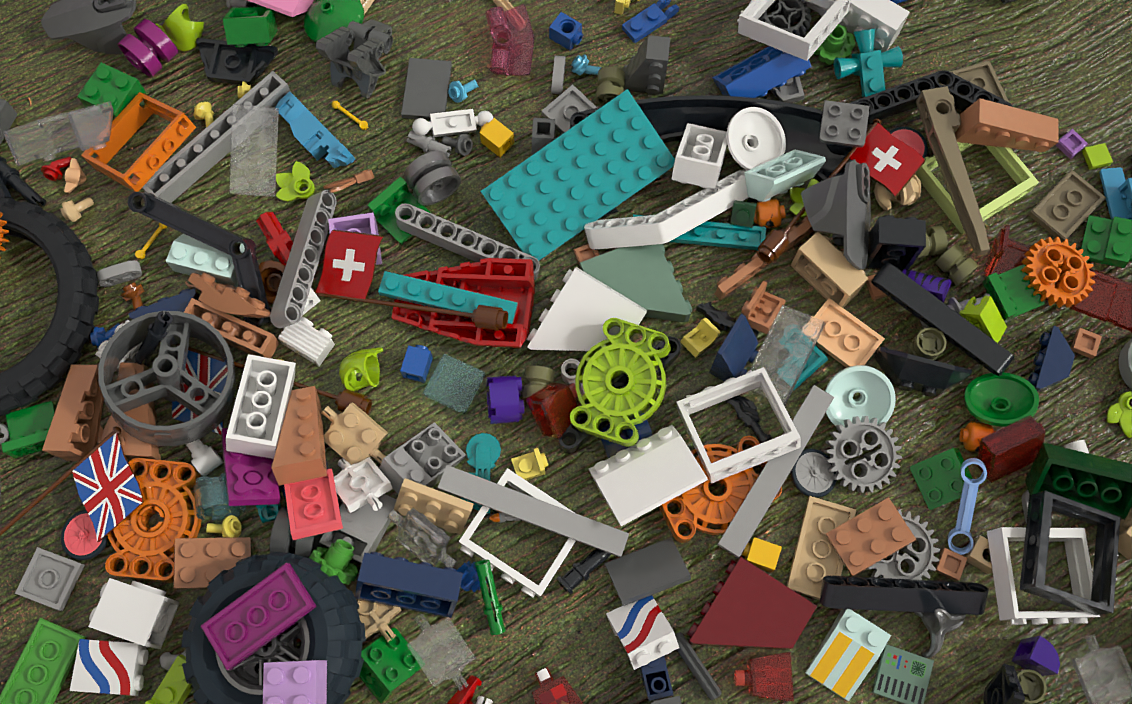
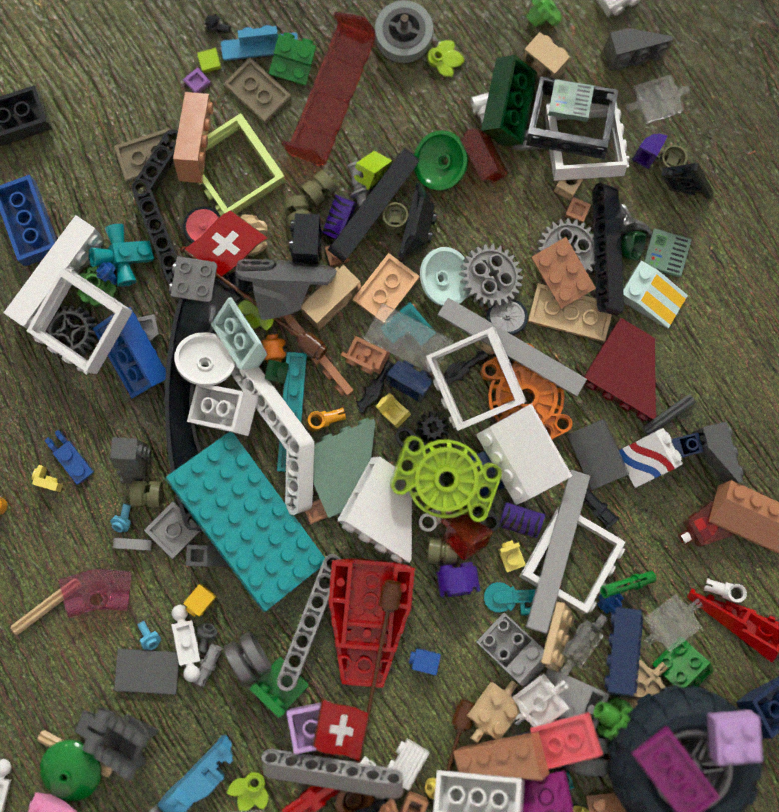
camera: 95 degrees left, 10 degrees up
(358, 178) = (249, 740): nougat piece -> none
(361, 362) = (428, 709): lime piece -> none
(363, 124) = (185, 731): yellow hinge -> none
(440, 295) = (366, 639): teal plate -> none
(454, 383) = (440, 626): clear light blue tile -> none
(562, 24) = (77, 542): blue brick -> none
(571, 477) = (521, 520): none -> dark purple brick
(688, 384) = (429, 421): none -> black gear
(690, 266) = (325, 418): none -> light orange pin
(762, 554) = (579, 359): yellow brick -> none
(768, 677) = (675, 357): clear red torso -> none
(848, 43) = (105, 272): none -> blue plate
(910, 631) = (633, 245): none -> dark green hair
(940, 478) = (507, 210): green bracket -> none
(941, 136) = (204, 193): dark tan piece -> none
(967, 506) = (534, 194): light blue piece -> none
(972, 435) = (471, 182): orange head -> none
(1011, 293) = (343, 143): green bracket -> none
(1053, 361) = (404, 117): dark blue slope -> none
(1058, 272) = (324, 104): orange gear -> none
(1086, 343) = (385, 87): nougat plate -> none
(1092, 549) = (571, 100): none -> tile

